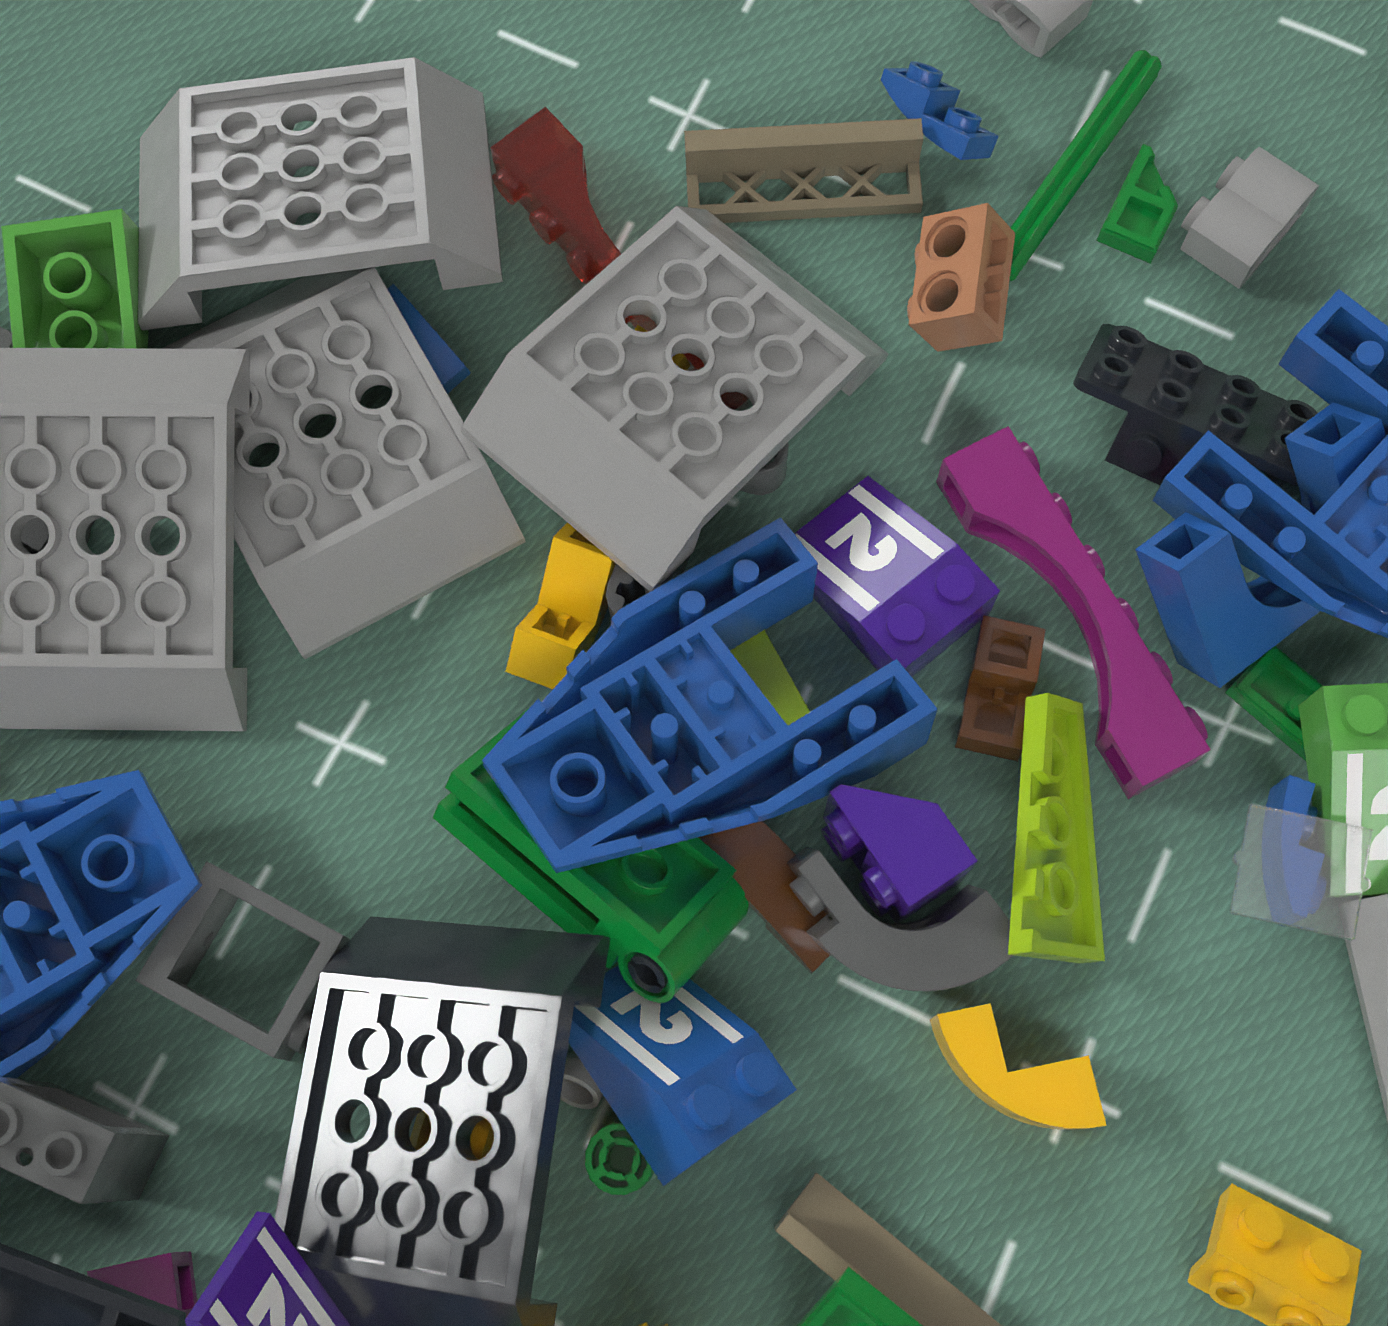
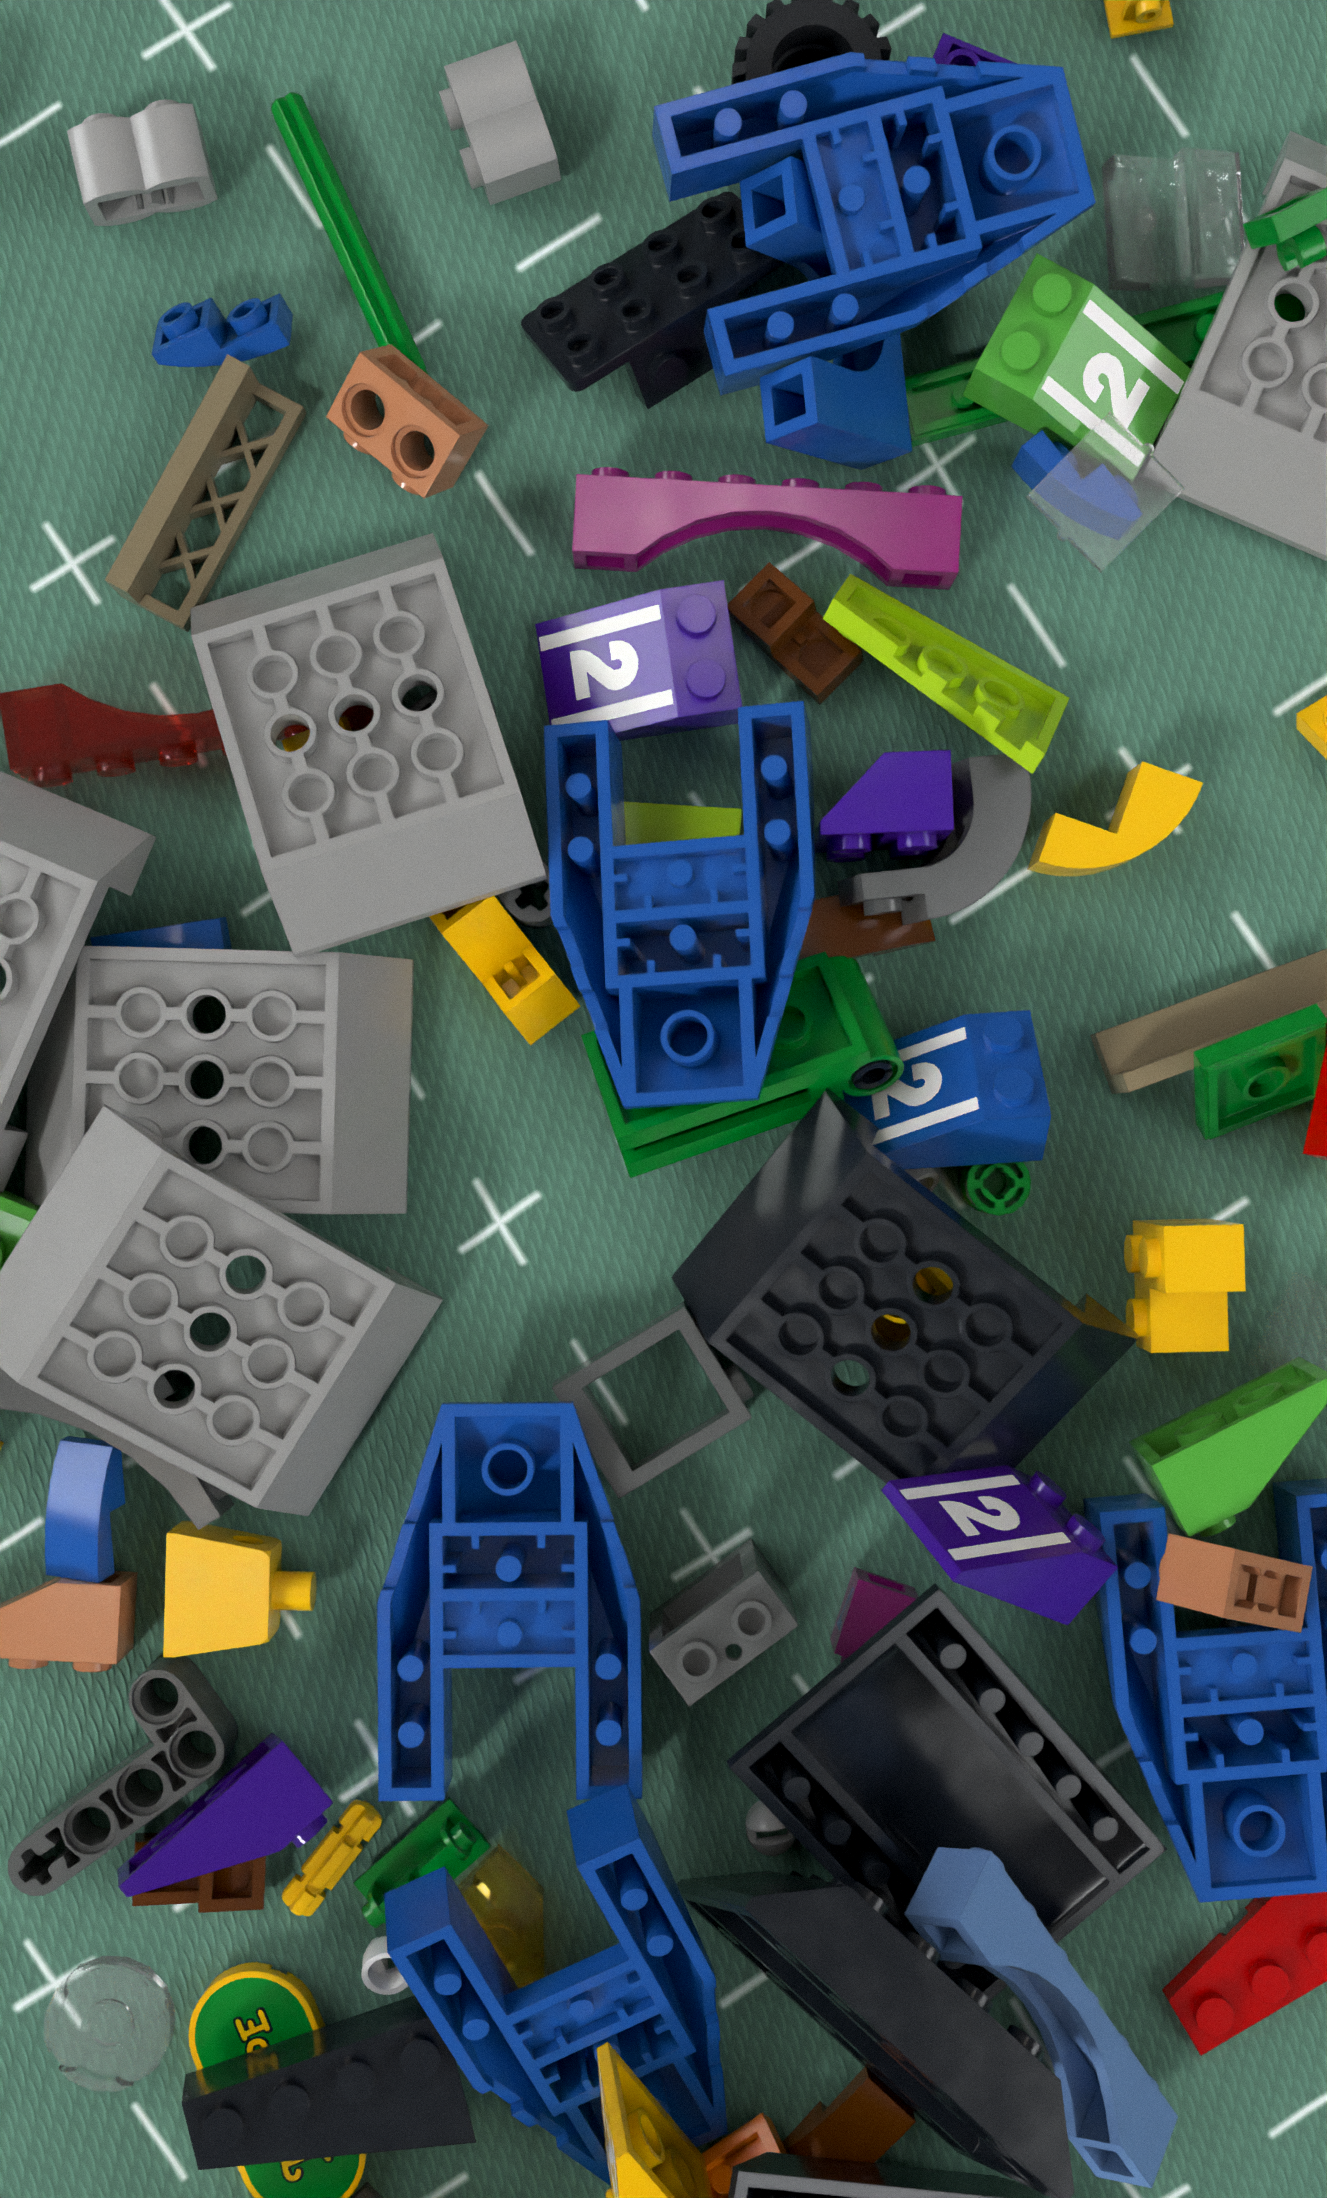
camera: 65 degrees left, 15 degrees up
(1140, 211) = (430, 214): green tile -> none

